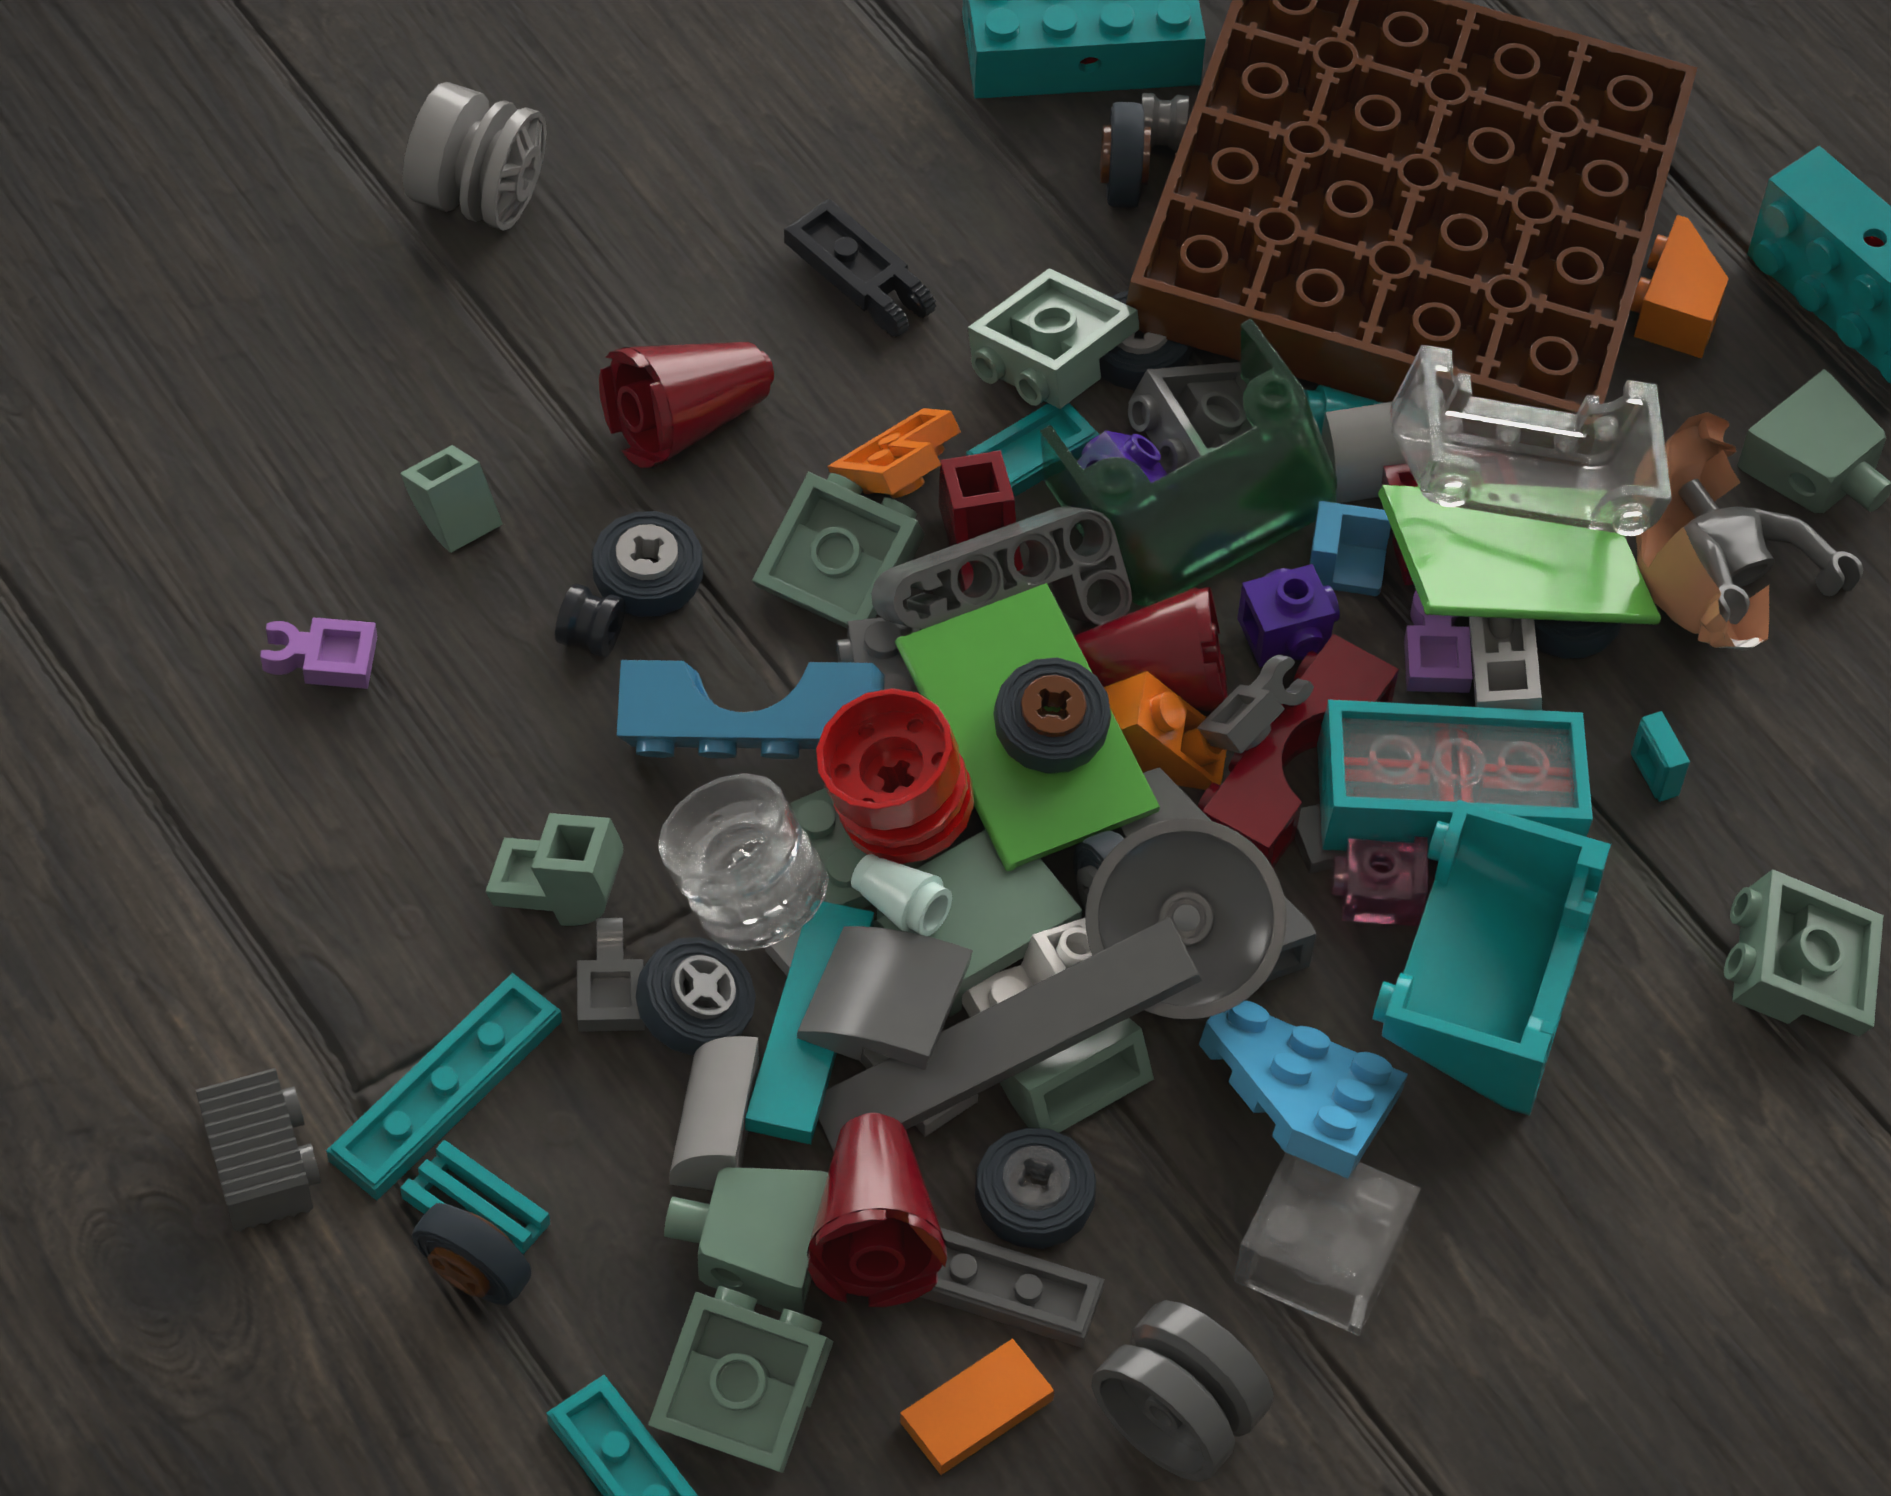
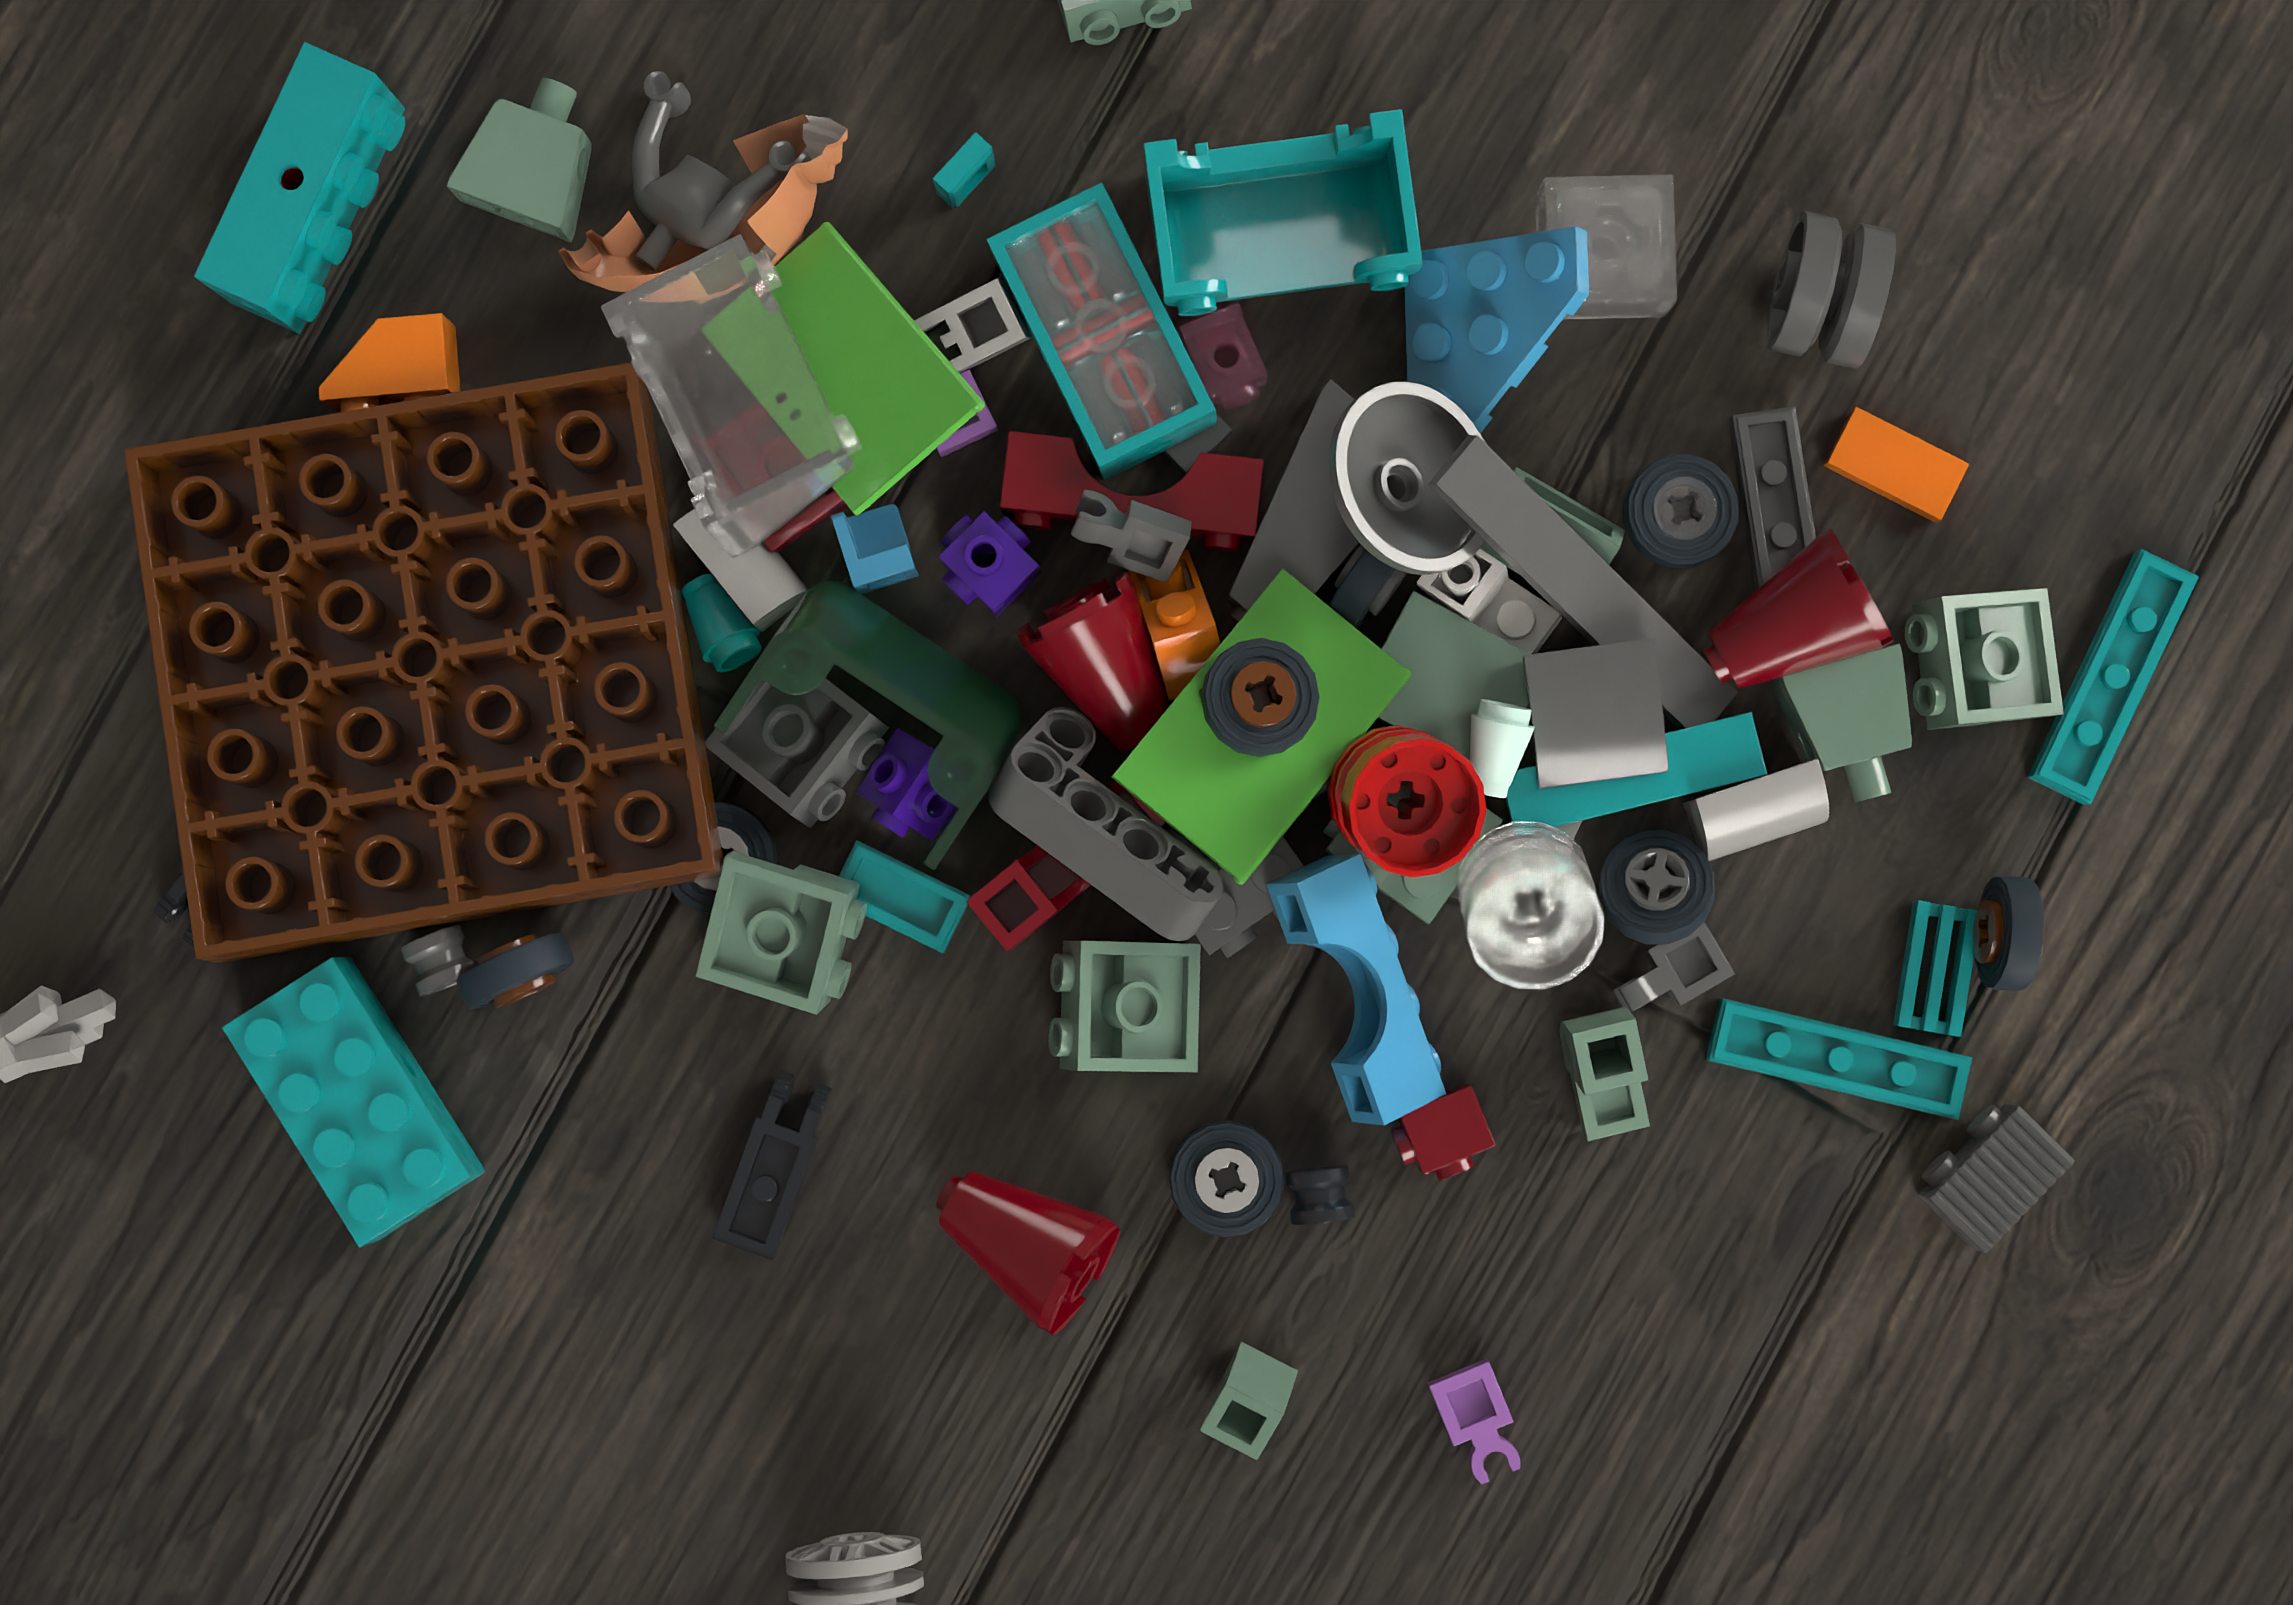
camera: 115 degrees left, 30 degrees up
(582, 736) = (1444, 1133): none -> dark red brick
(900, 455) = (997, 1021): orange plate -> none

